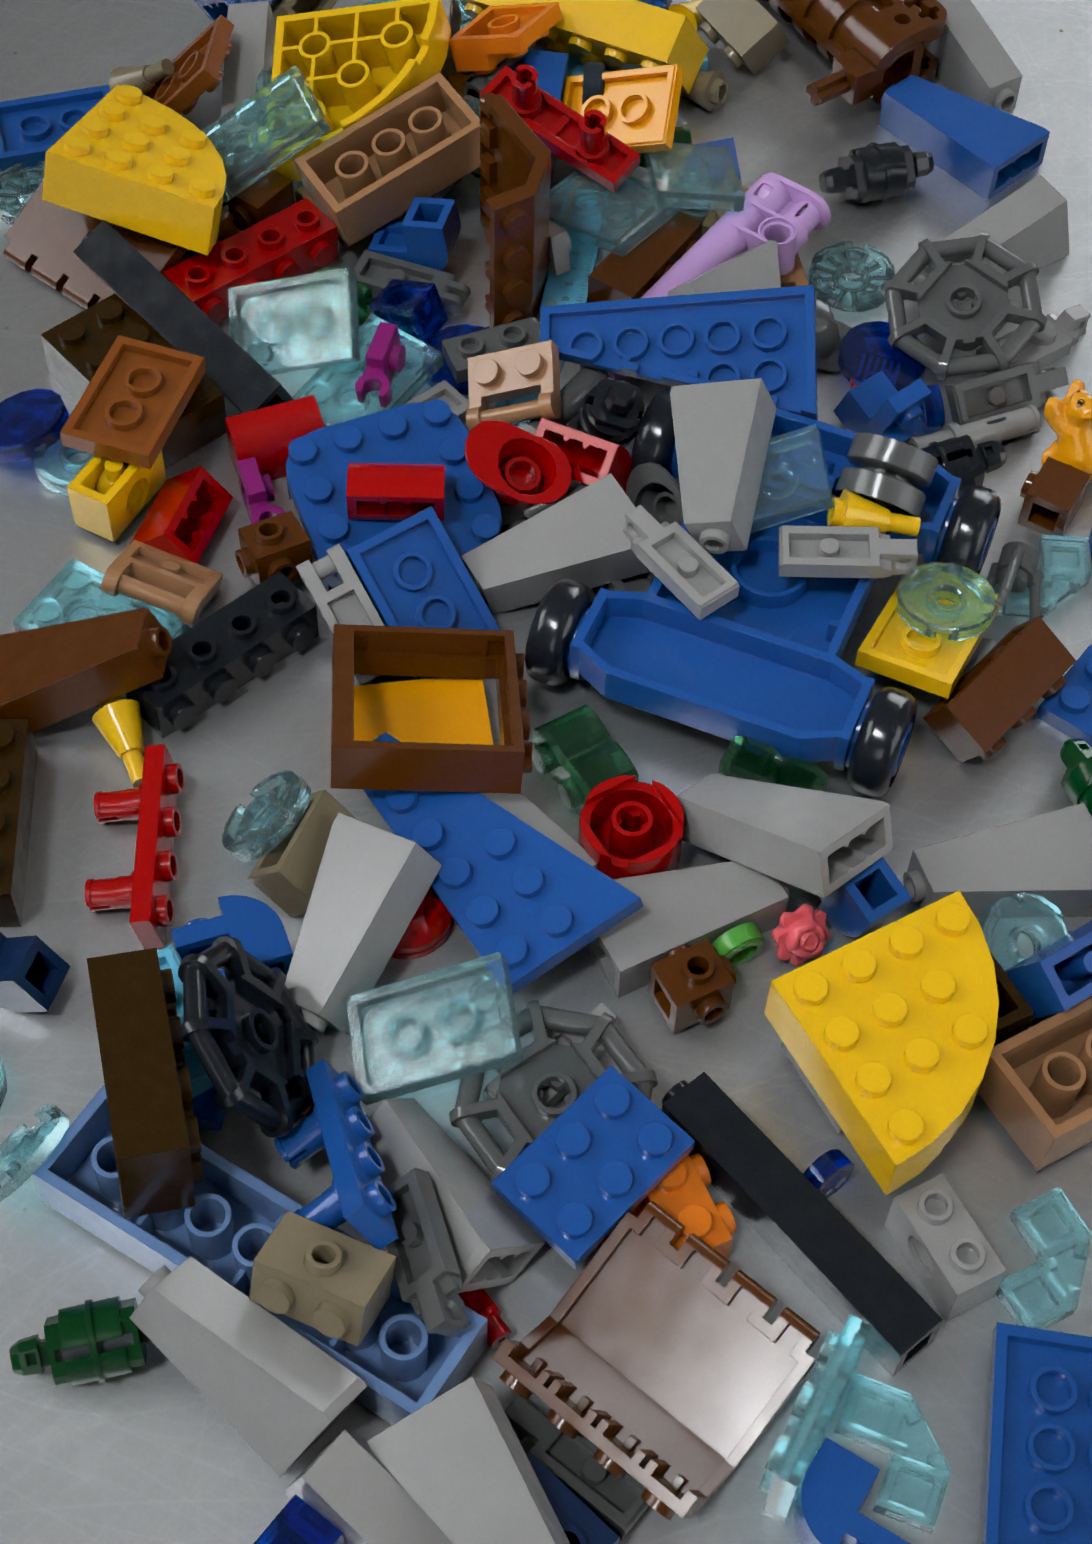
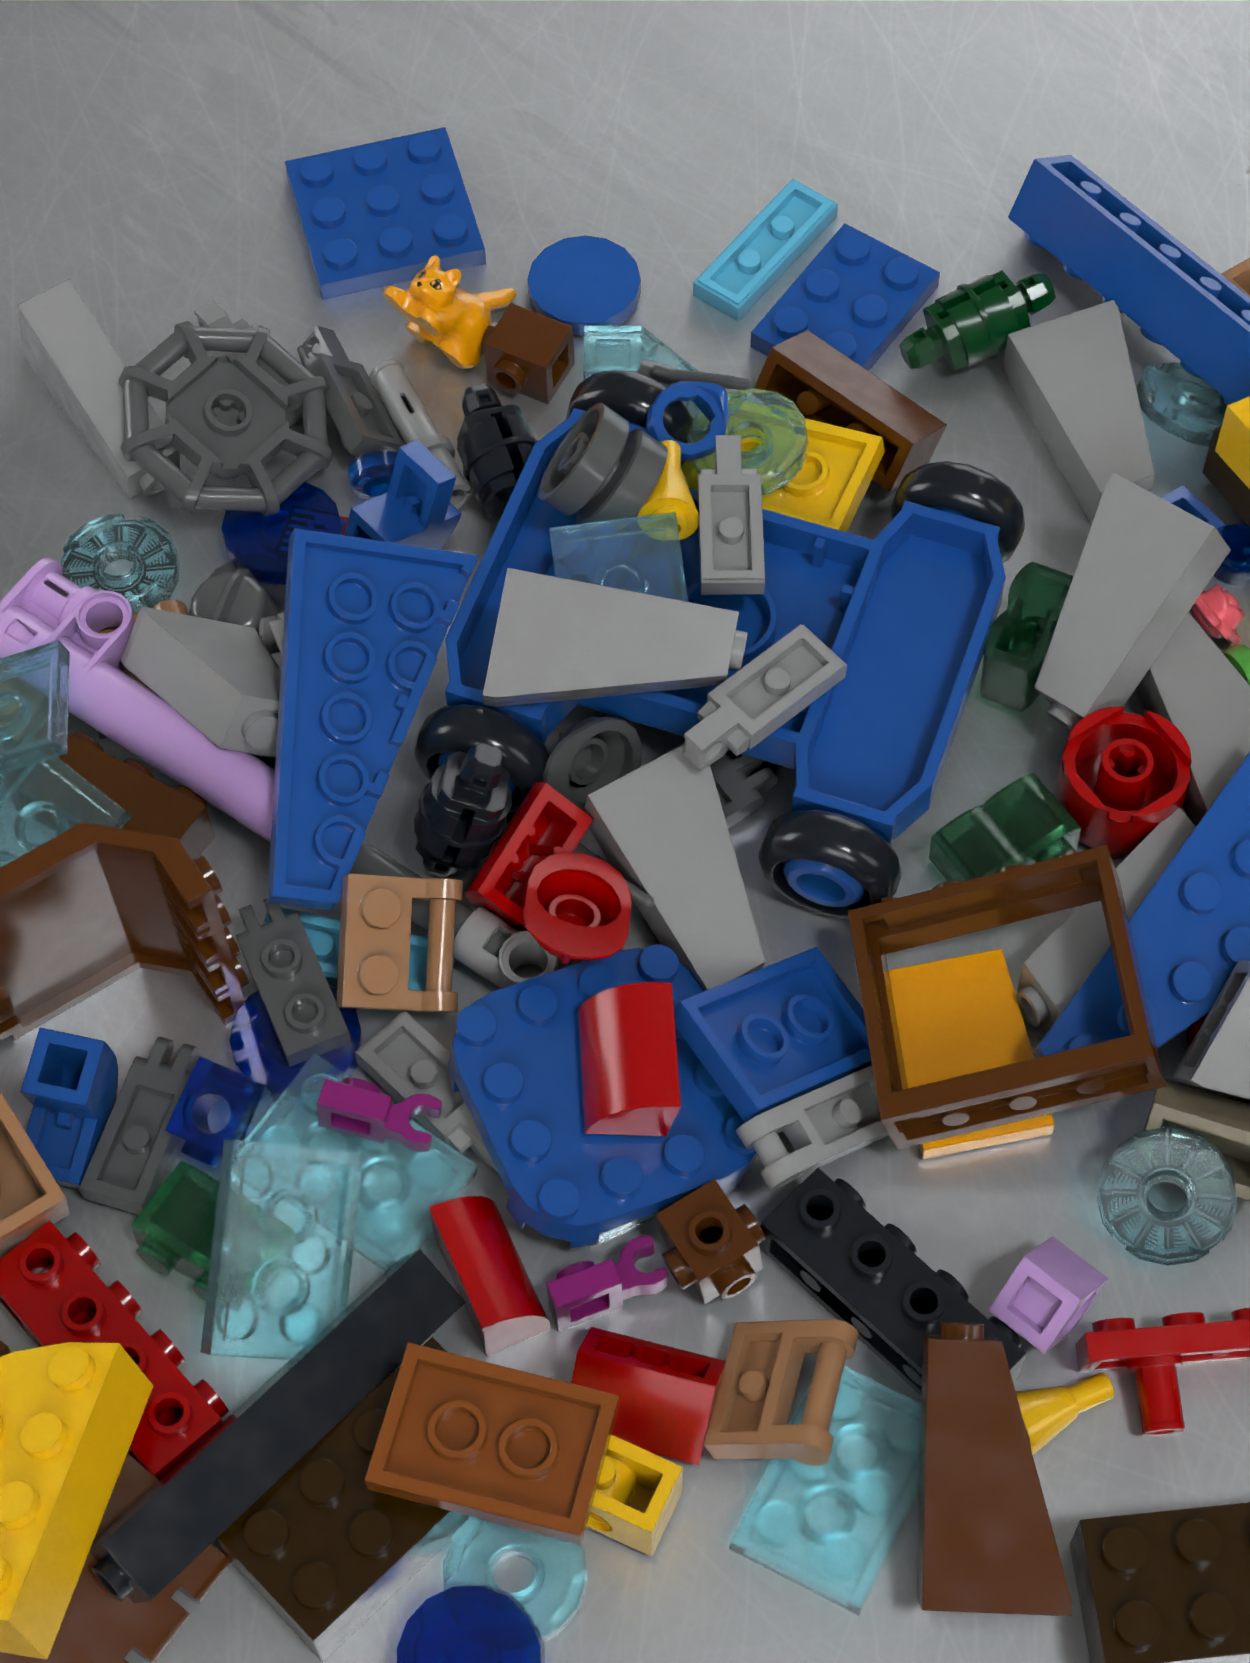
camera: 90 degrees left, 5 degrees up
(204, 736) = (1048, 1294): none -> lavender brick
(944, 567) = (710, 400): none -> blue piece

